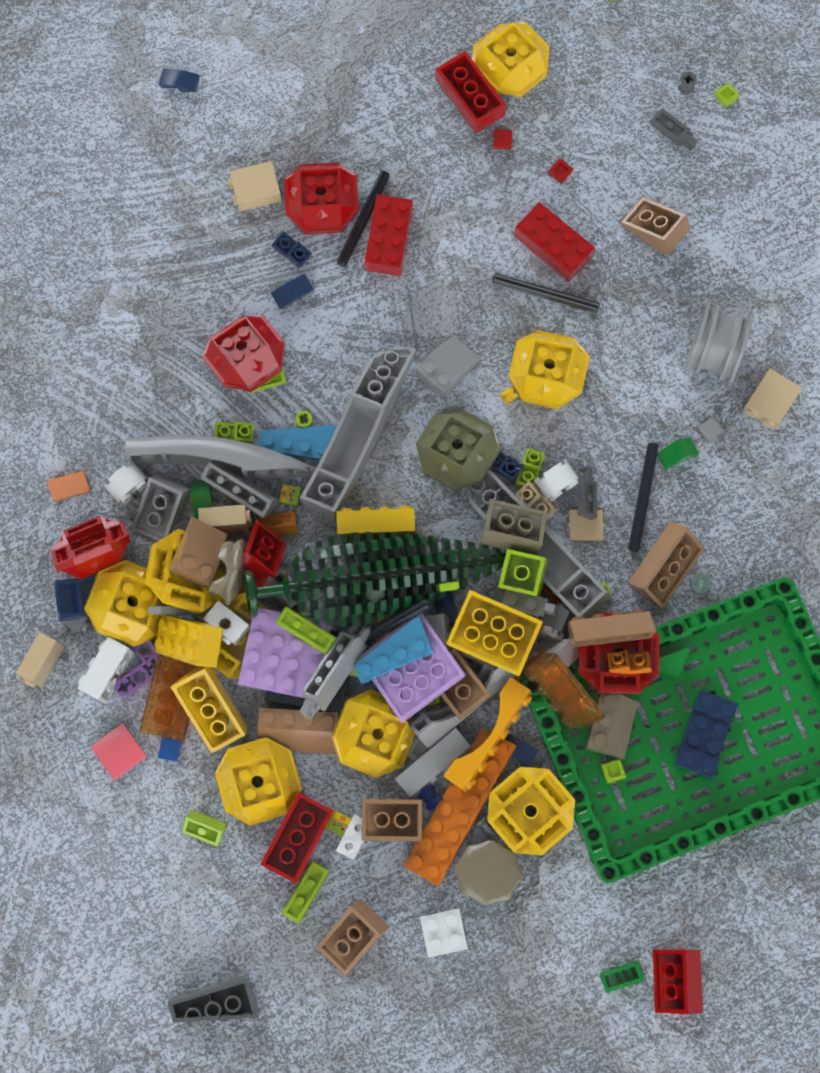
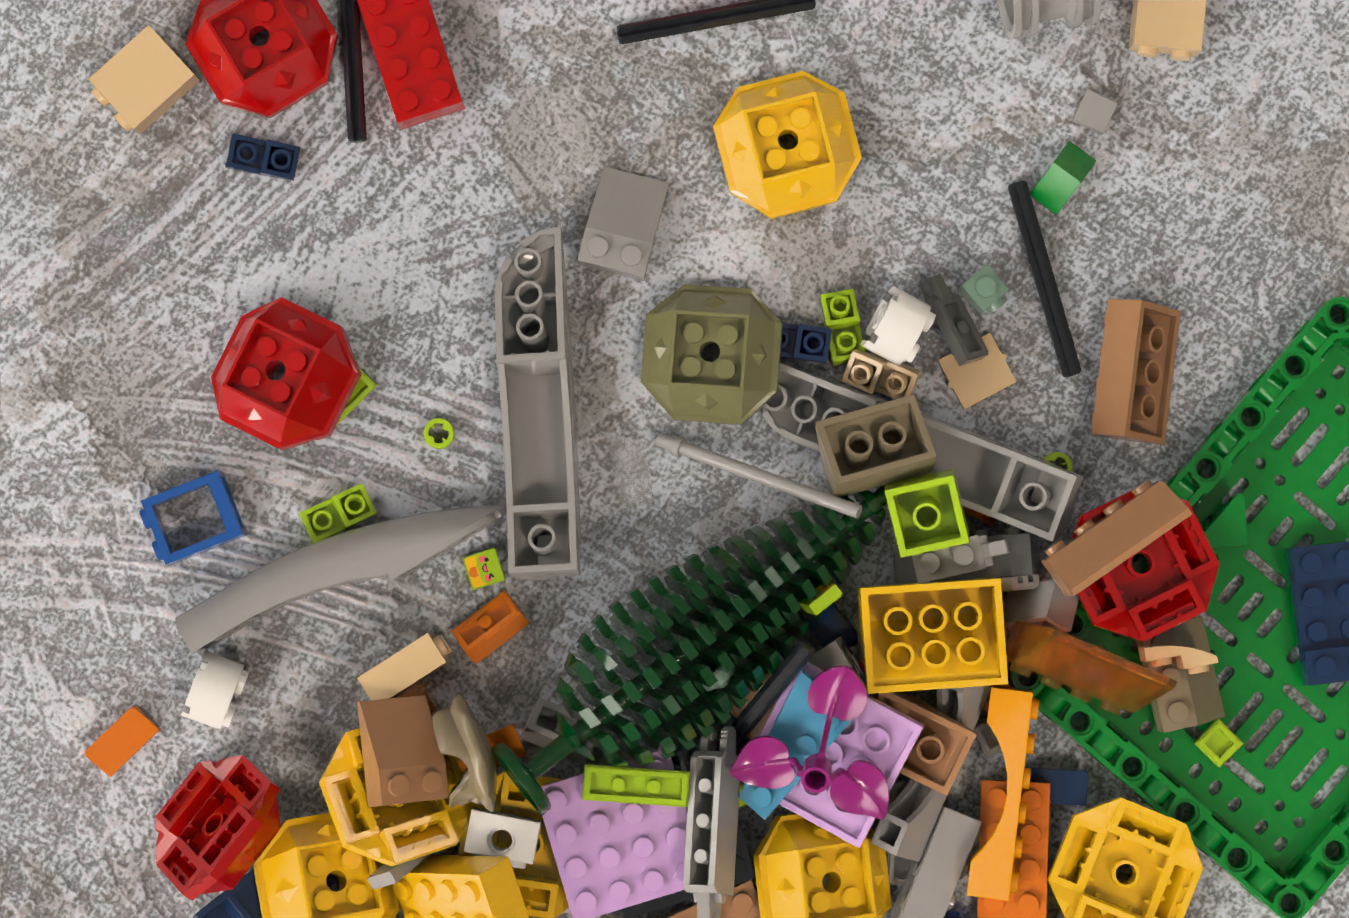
camera: 30 degrees left, 10 degrees up
(160, 507) = (290, 699): light grey slope -> none
(182, 399) = (226, 507): none -> blue window
(201, 495) = (345, 646): green slope -> none
(239, 489) = (402, 605): light grey brick -> none
(263, 554) = (502, 697): red slope -> none
(292, 291) = (303, 229): dark blue slope -> none
(298, 442) = (453, 473): dark azure wing -> none
(374, 521) = (650, 549): yellow brick -> none
(376, 653) = (858, 790): none -> magenta plant
(419, 486) = (680, 446): none -> light grey bar
(508, 395) = (746, 223): yellow bush -> none
(609, 486) = (984, 291): none -> sand green brick
(619, 712) = (1186, 658): none -> tan slope
(626, 663) = (1168, 573): orange slope -> none
(700, 584) = (1203, 374): sand green tile -> none

